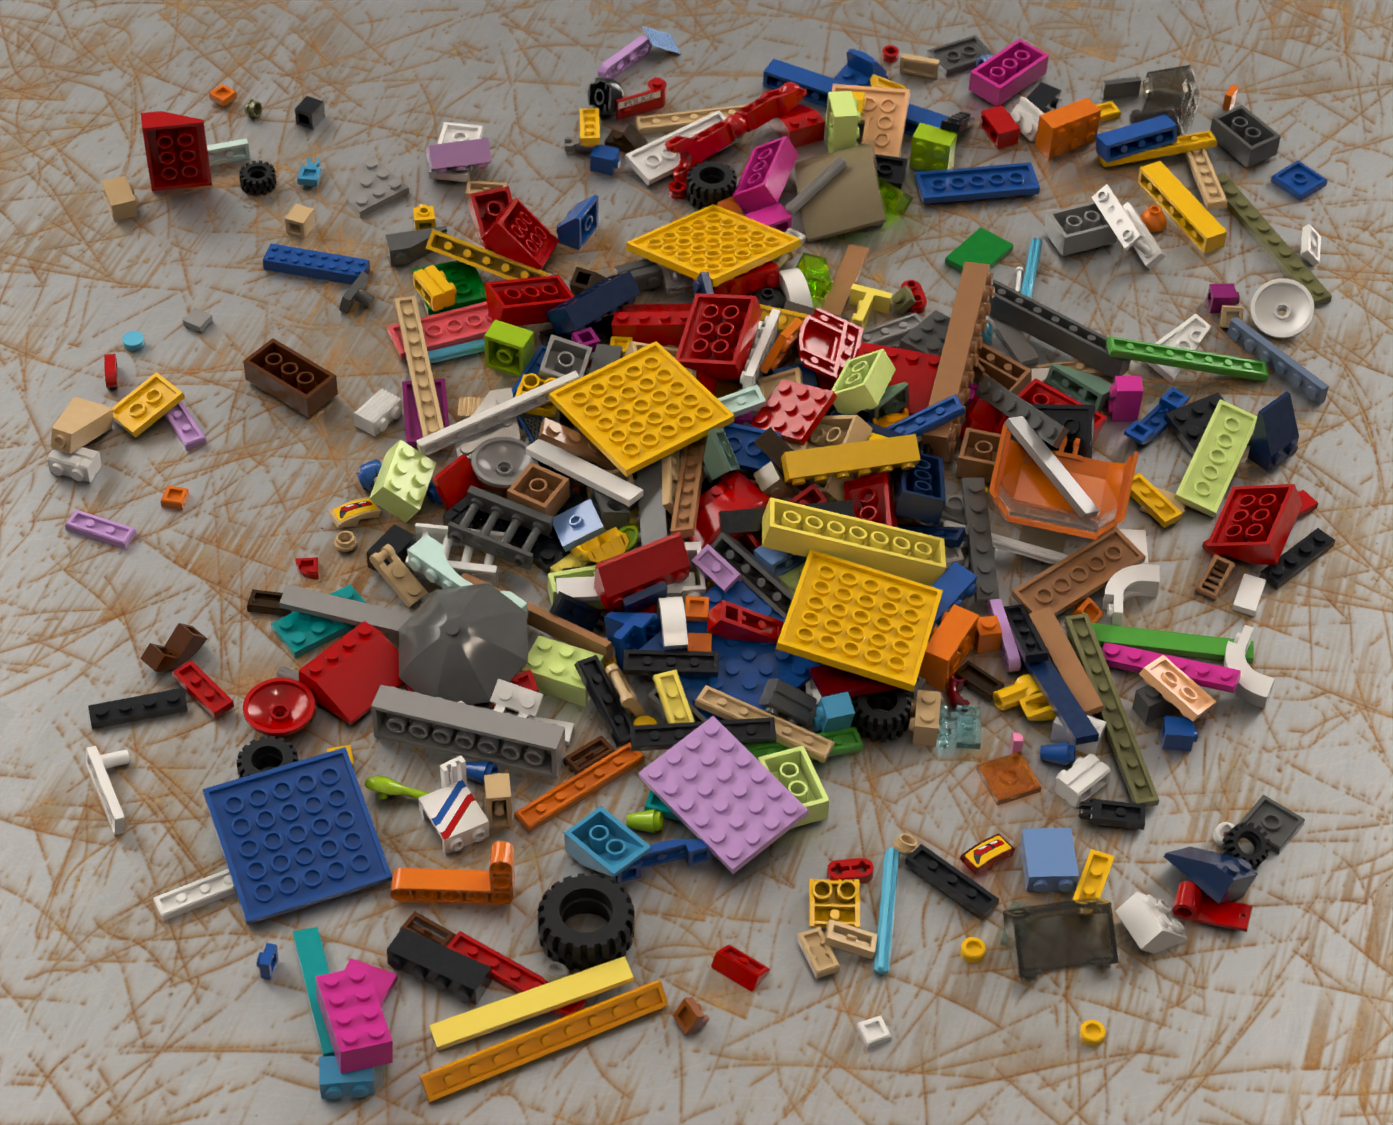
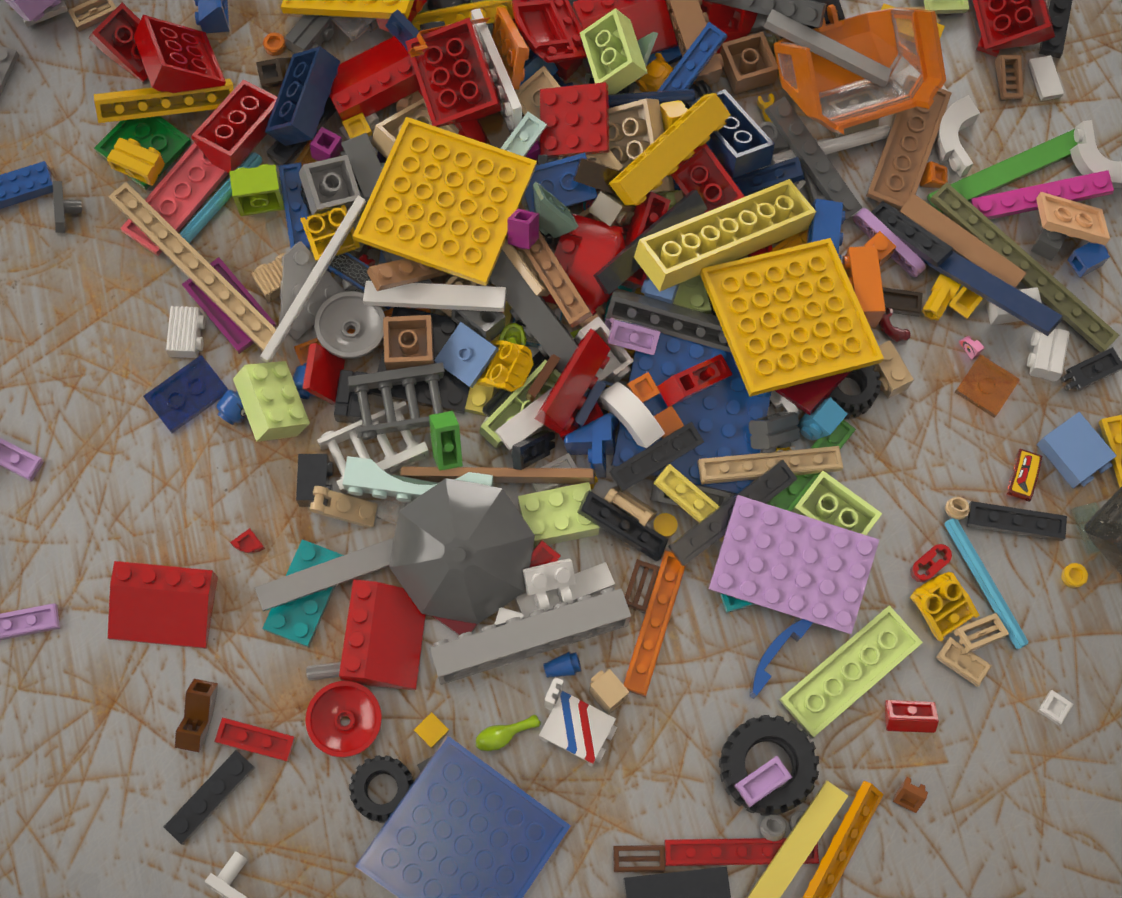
camera: 35 degrees left, 25 degrees up
(175, 497) = (63, 543): orange tile -> none
(211, 568) = (161, 604): none -> red slope
(266, 603) = (239, 604): dark brown tile -> none
(290, 377) = (74, 344): reddish brown brick -> none
(344, 452) = (186, 394): none -> clear blue tile
(345, 541) = (261, 487): tan plate -> none
(351, 512) = (244, 458): slope -> none
(409, 246) = (71, 120): dark grey slope -> none
(424, 214) = (61, 81): yellow brick -> none
(460, 885) = (631, 797): orange beam -> none
(511, 566) = (445, 440): none -> bright green brick
(567, 915) = (763, 781): none -> lavender tile
(604, 843) = (733, 678): dark azure slope -> none
(605, 269) = (274, 44): none -> orange tile
(646, 821) = (737, 624): lime cone -> none
(686, 453) = (523, 228): none -> magenta brick
(700, 301) = (416, 51): none -> orange piece
(714, 905) = (850, 671): none -> yellowish green plate
(967, 727) = (924, 356): clear light blue plate -> none
(1058, 753) = (1013, 336): blue cone -> none

